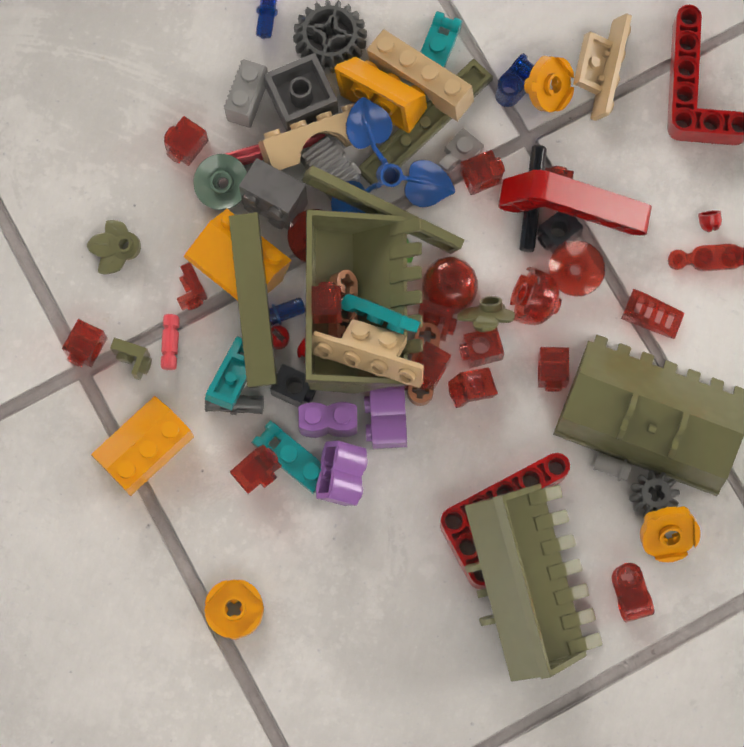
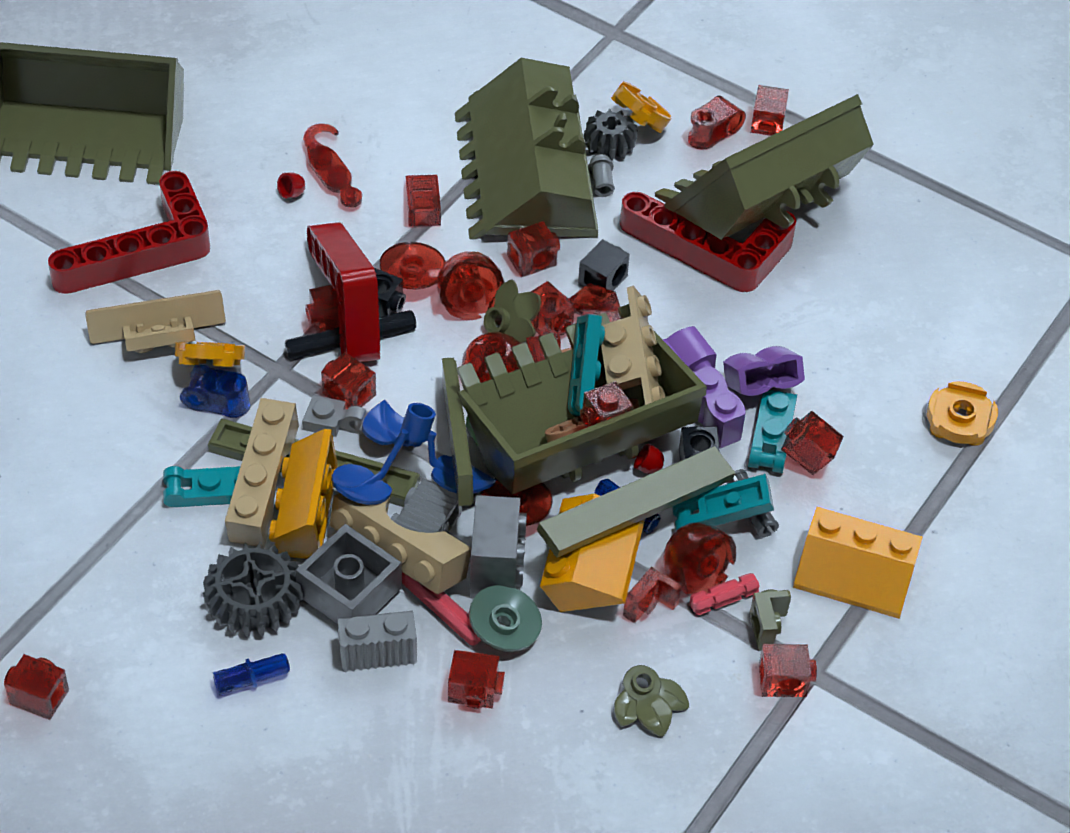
camera: 120 degrees left, 25 degrees down
(201, 330) = (698, 556): none -> clear red cylinder
(507, 412) = (604, 266): none -> black brick
(624, 648) = (769, 110): none -> clear red brick

